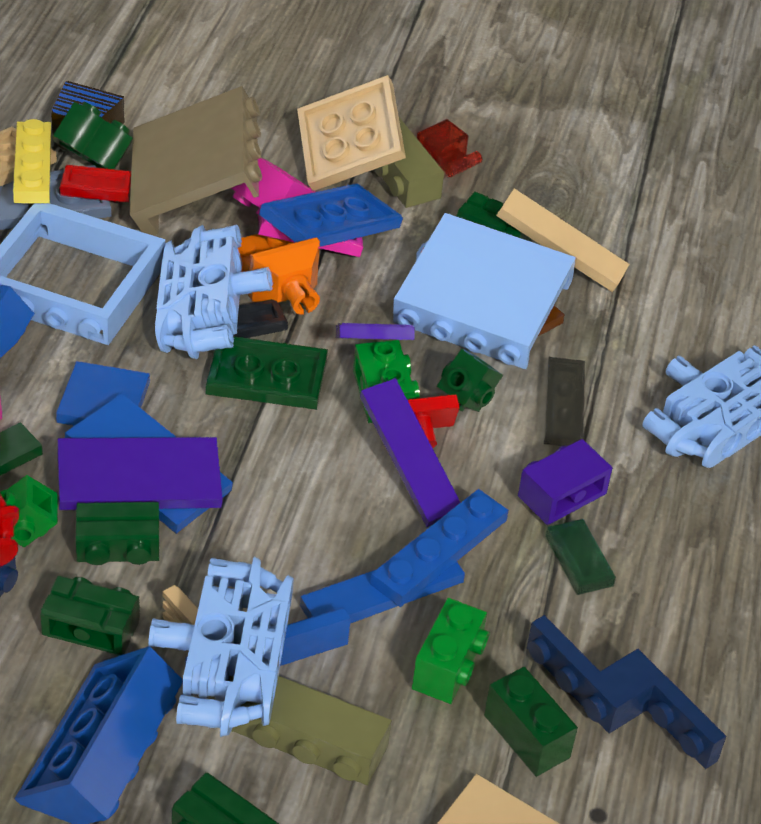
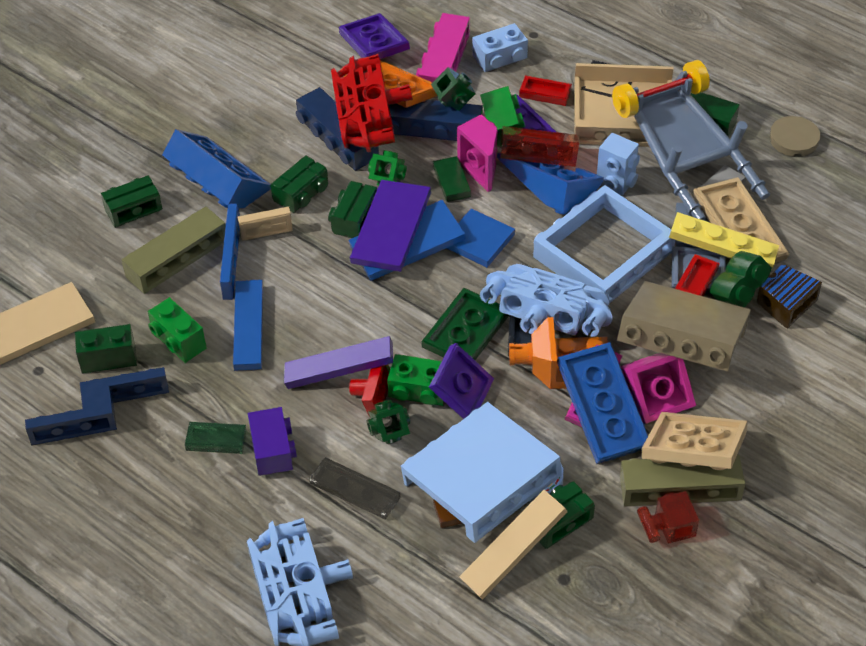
camera: 120 degrees right, 5 degrees up
(212, 647) = (223, 214): light blue piece -> none
(438, 547) = (256, 355): blue plate -> none

